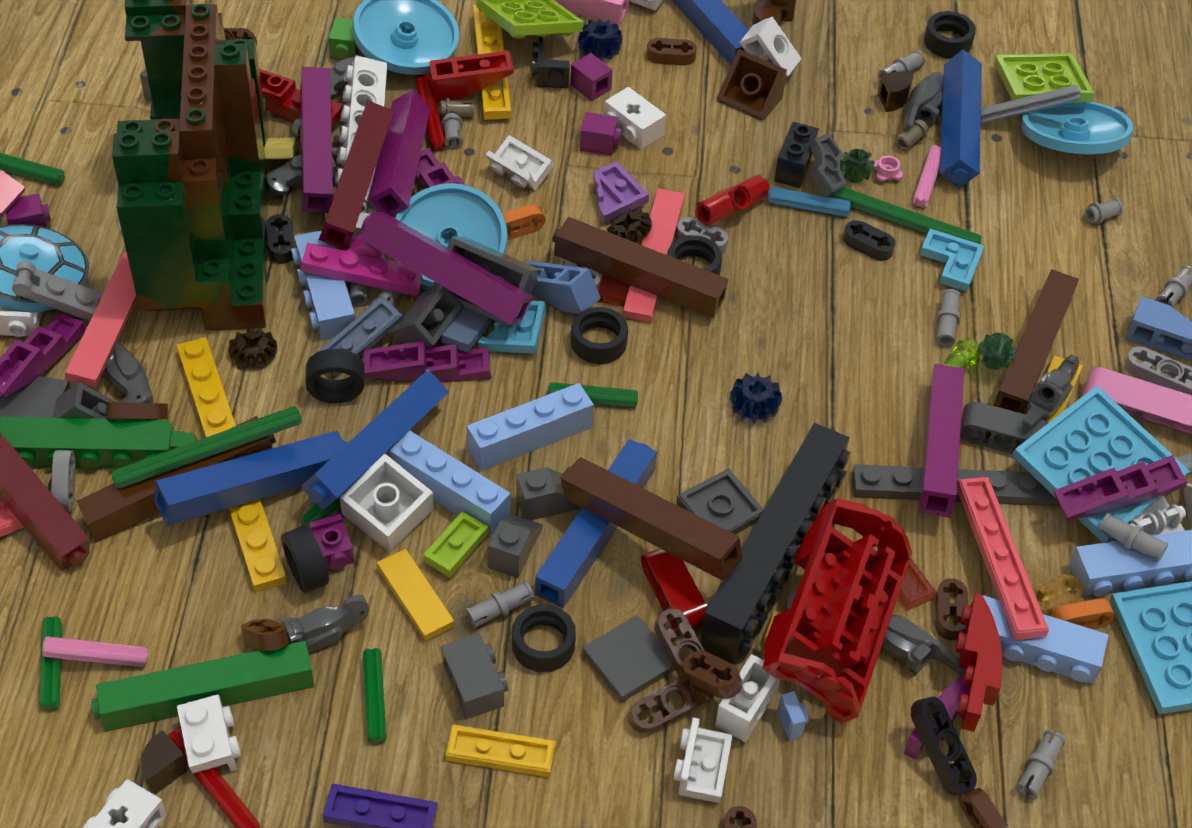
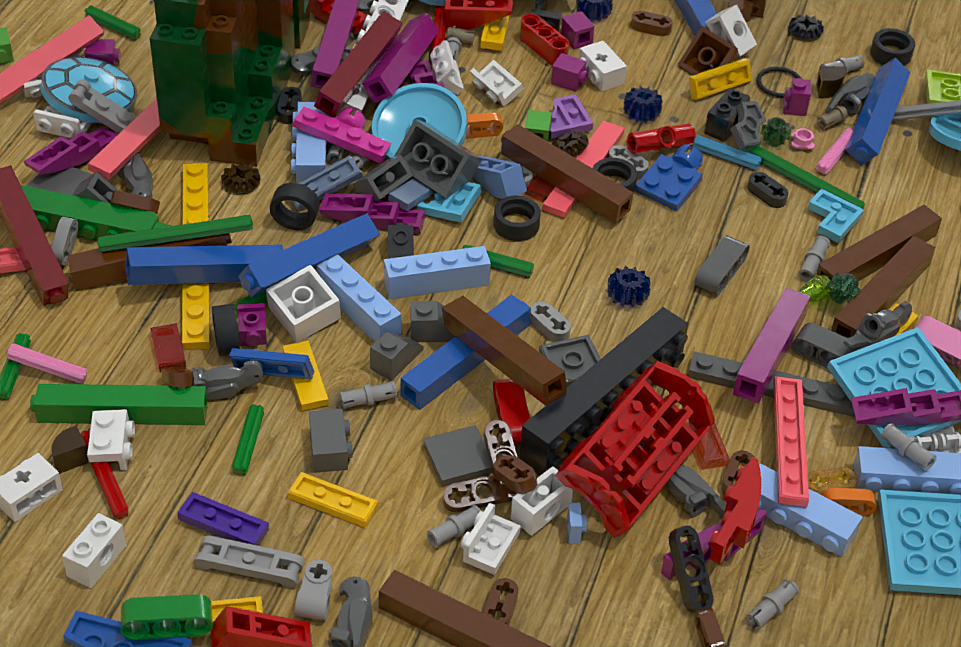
camera: 15 degrees right, 5 degrees down
(236, 594) = (168, 346): none -> clear red tile
(280, 148) = (308, 39): light yellow tile -> none
(376, 590) = (275, 362): none -> blue tile
(446, 267) = (405, 142): magenta brick -> none
(455, 155) = (446, 68): none -> white bracket
(456, 544) = (348, 345): lime plate -> none
(475, 396) = (400, 240): none -> black bracket
(543, 660) = (394, 409): black tyre -> none
(556, 96) = (542, 38): none -> red beam
(587, 208) = (539, 123): none -> bright green brick
(655, 753) = (453, 527): none -> light grey pin
(680, 460) = (552, 320): none -> light grey beam
(696, 159) = (642, 104): none -> clear blue gear
(759, 247) = (672, 177): none -> blue plate
(773, 110) = (720, 79): none -> yellow tile
(837, 28) = (798, 27): none -> black gear
(843, 84) = (775, 68): none -> black piece
(850, 347) = (721, 265): none -> dark grey beam
(867, 117) = (797, 97): none -> magenta brick
(1017, 287) = (880, 247): none -> reddish brown brick

